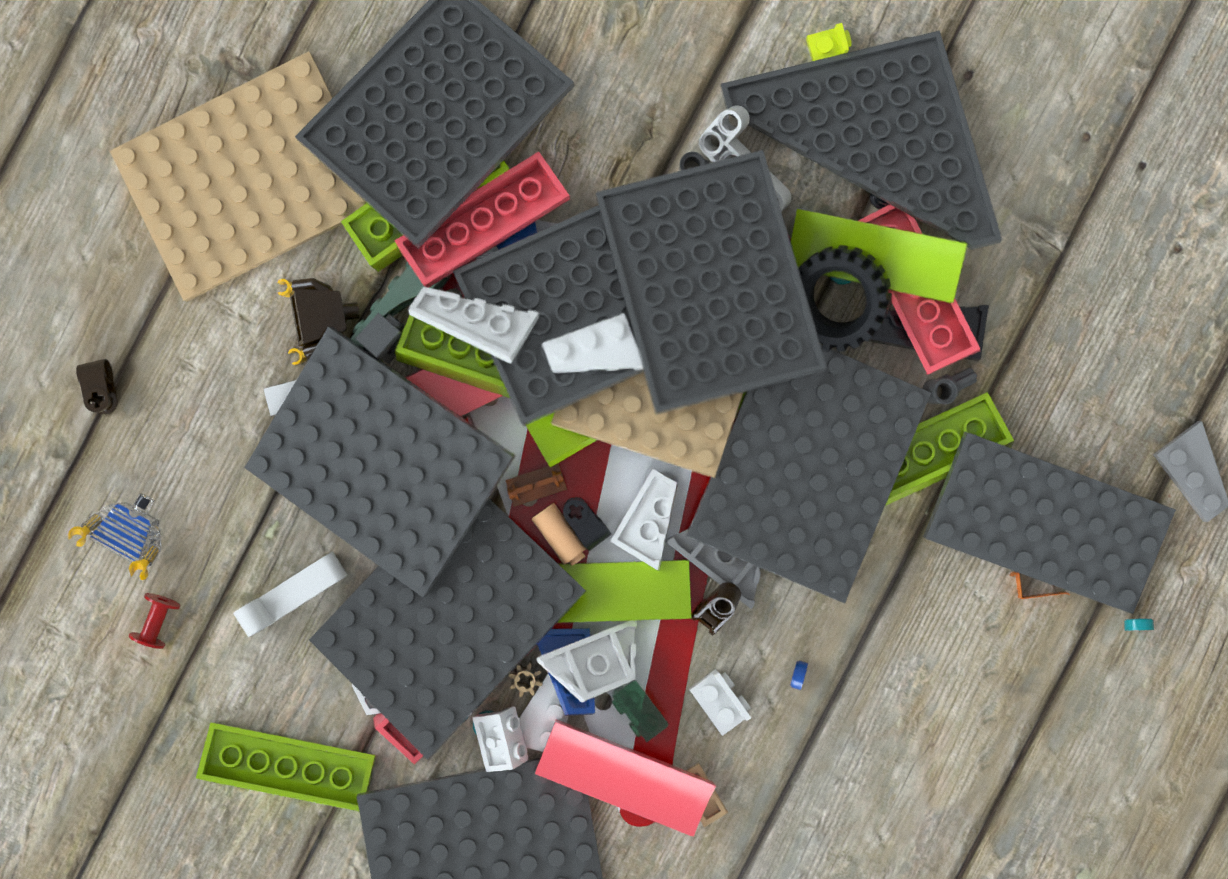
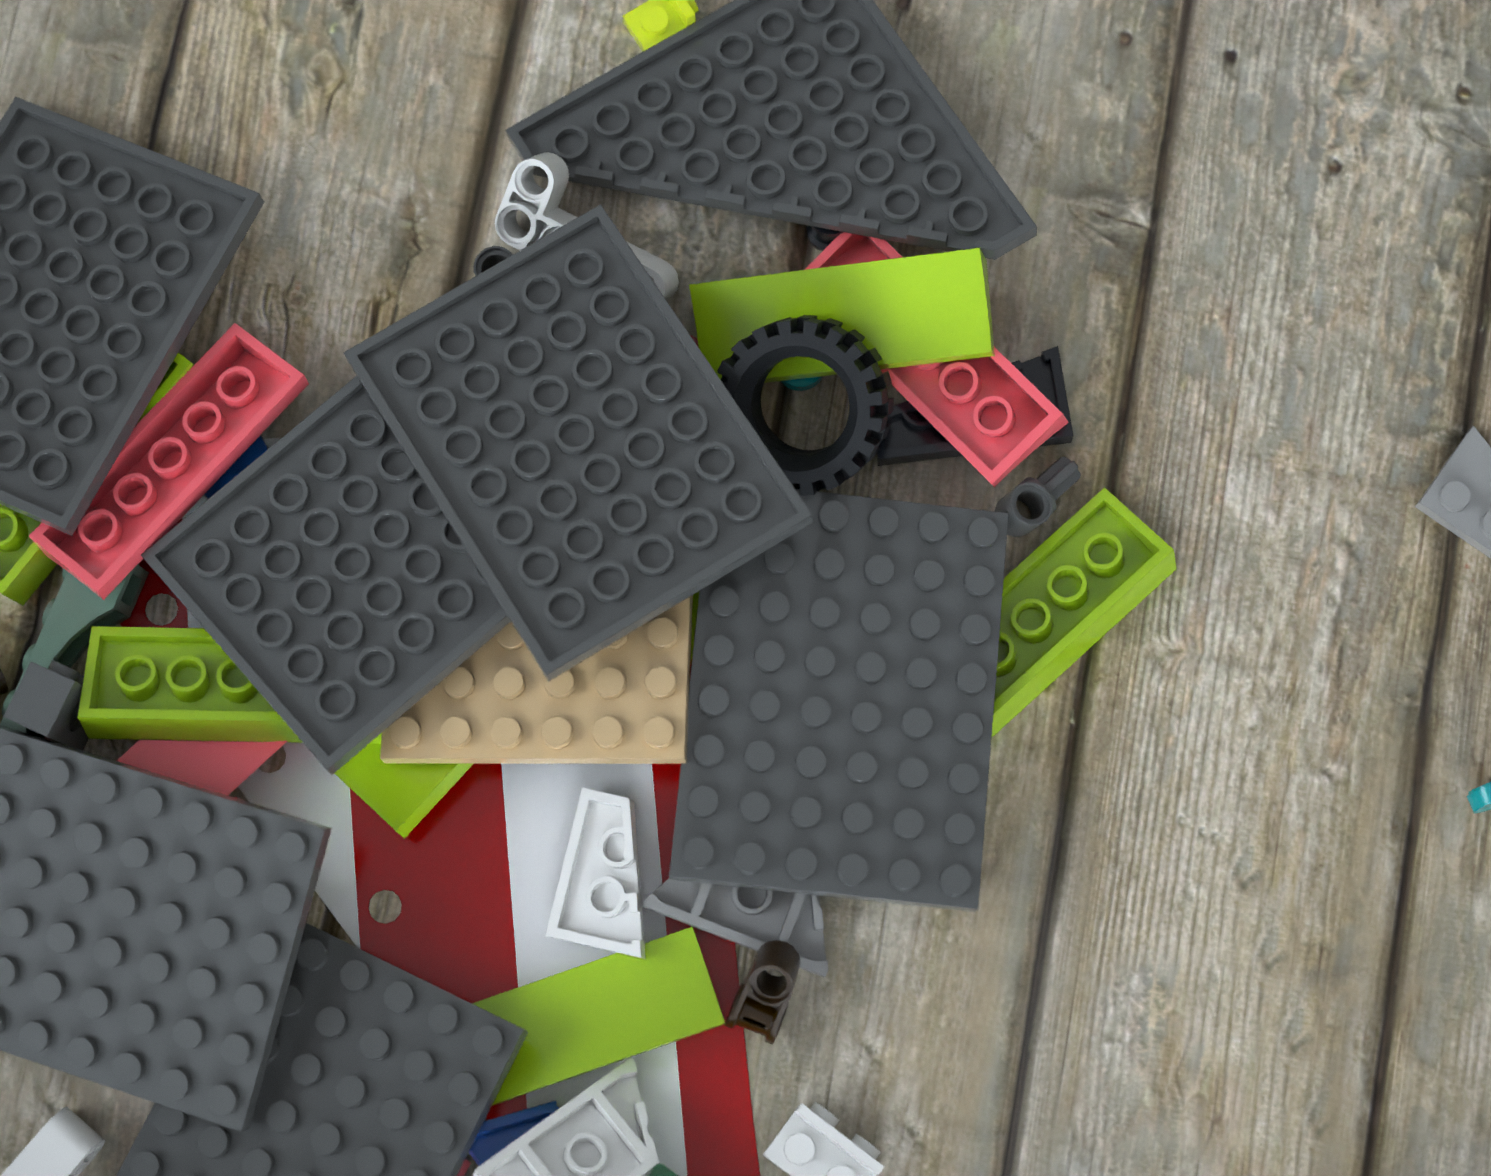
camera: 20 degrees left, 10 degrees down
(483, 325) = (204, 625): white wing -> none
(535, 485) = (390, 879): dark orange hinge -> none
(559, 535) = (455, 951): light nougat brick -> none
(588, 526) = (500, 923): black piece -> none
(595, 347) = (418, 600): white wing -> none
(799, 675) = (944, 1067): blue tile -> none
(1031, 596) = (1271, 798): orange piece -> none
(1048, 523) = (1280, 669): dark grey plate -> none

